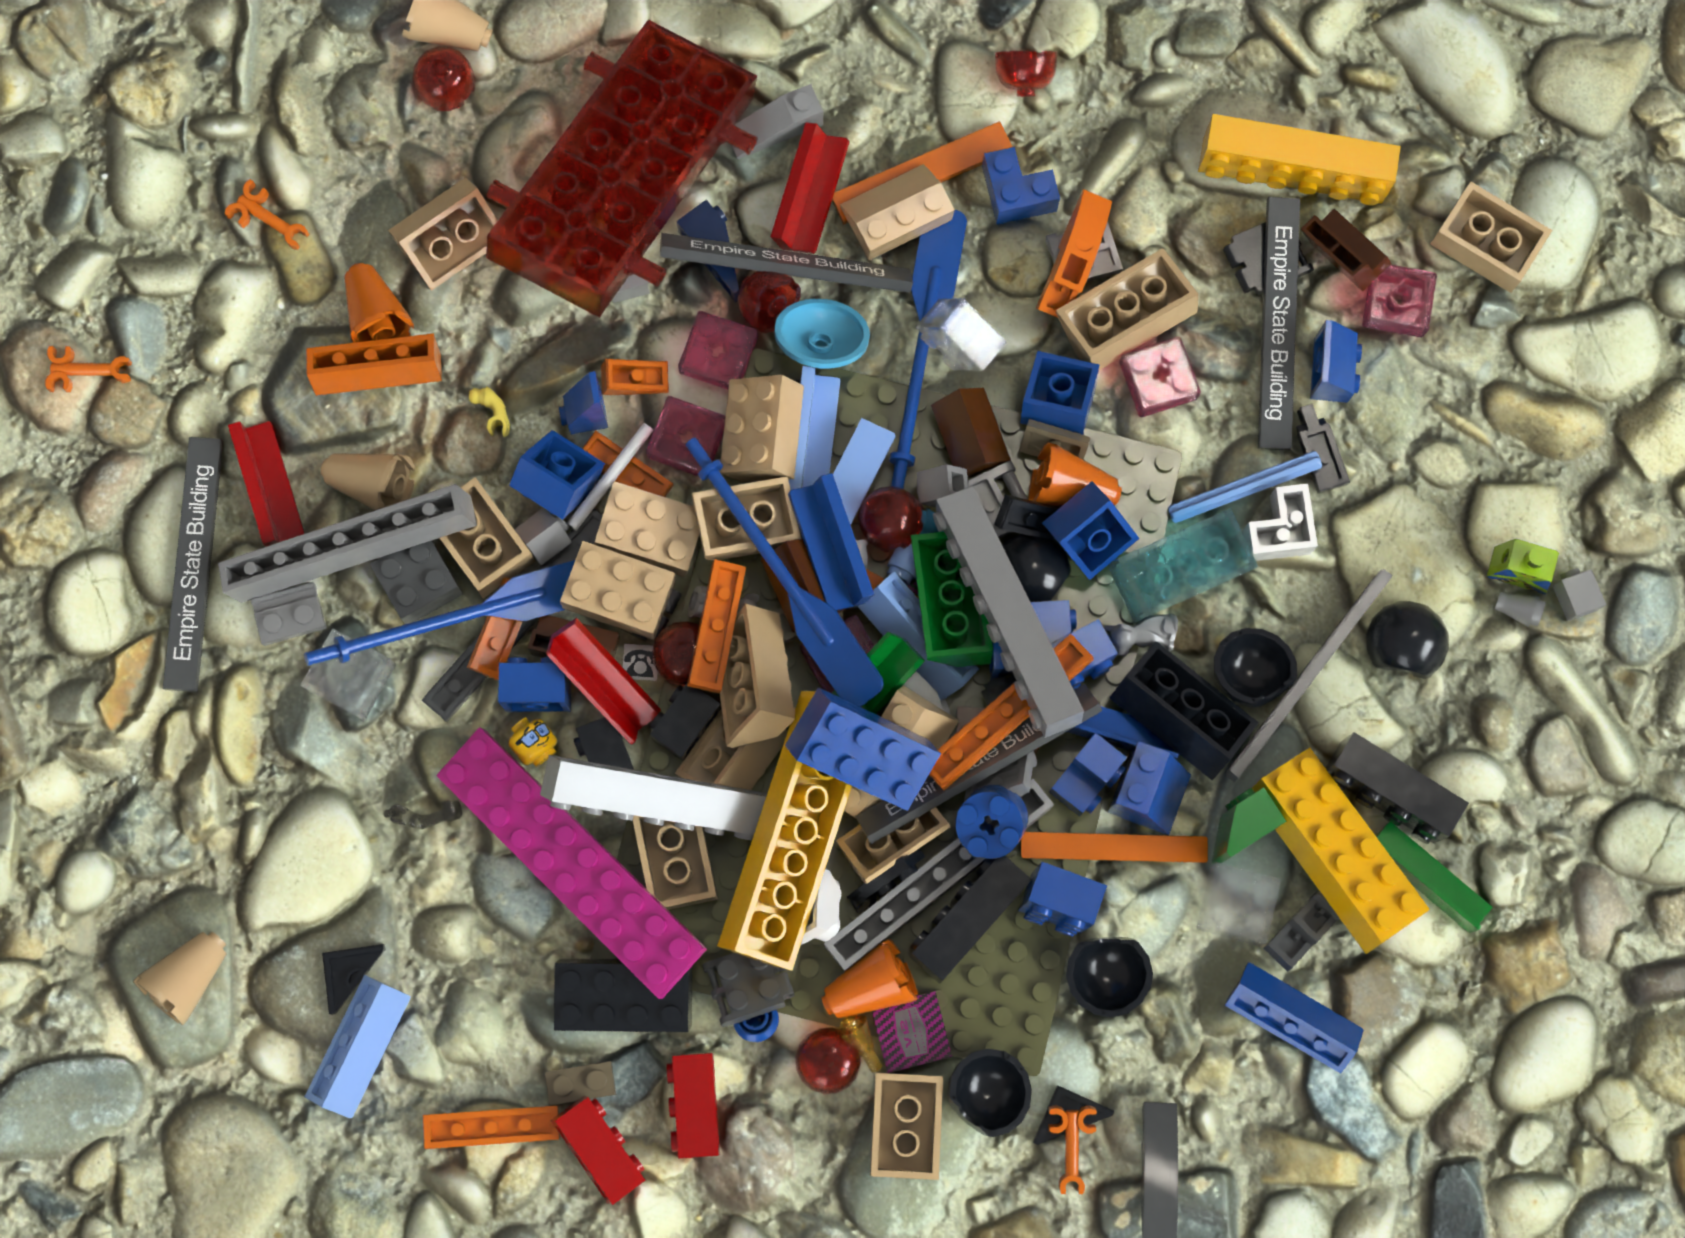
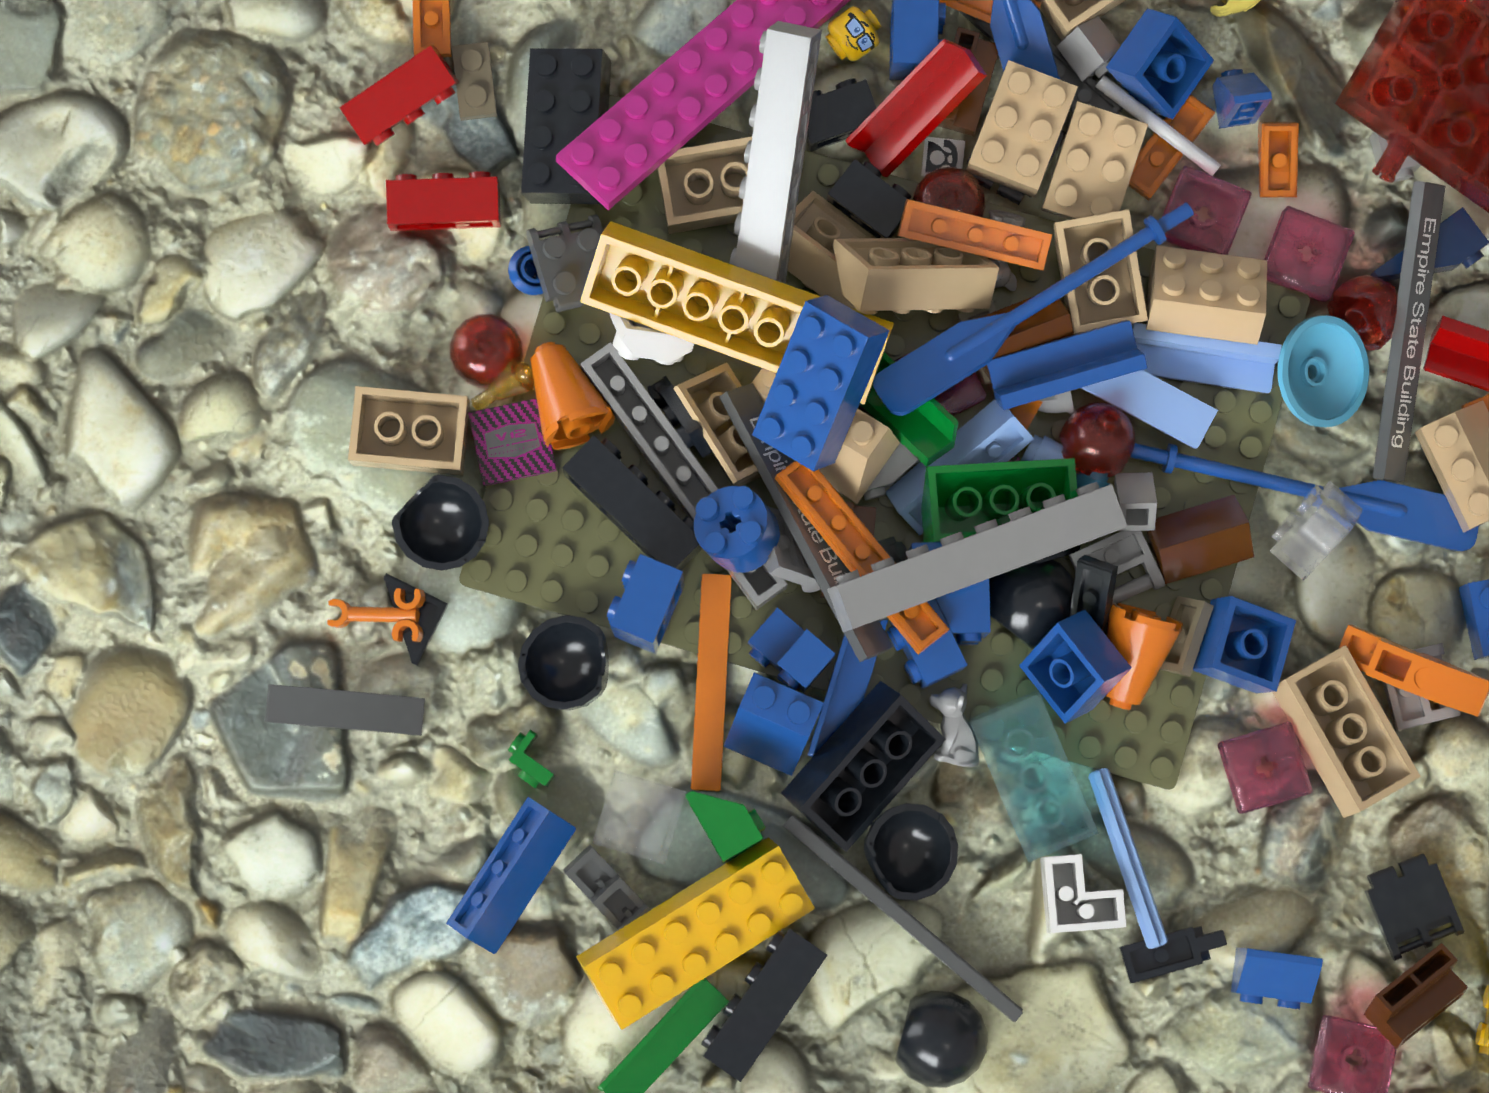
camera: 90 degrees right, 5 degrees up
(1202, 1002) = (531, 771): none -> green bracket
(1279, 323) = (1328, 912): dark grey tile -> none

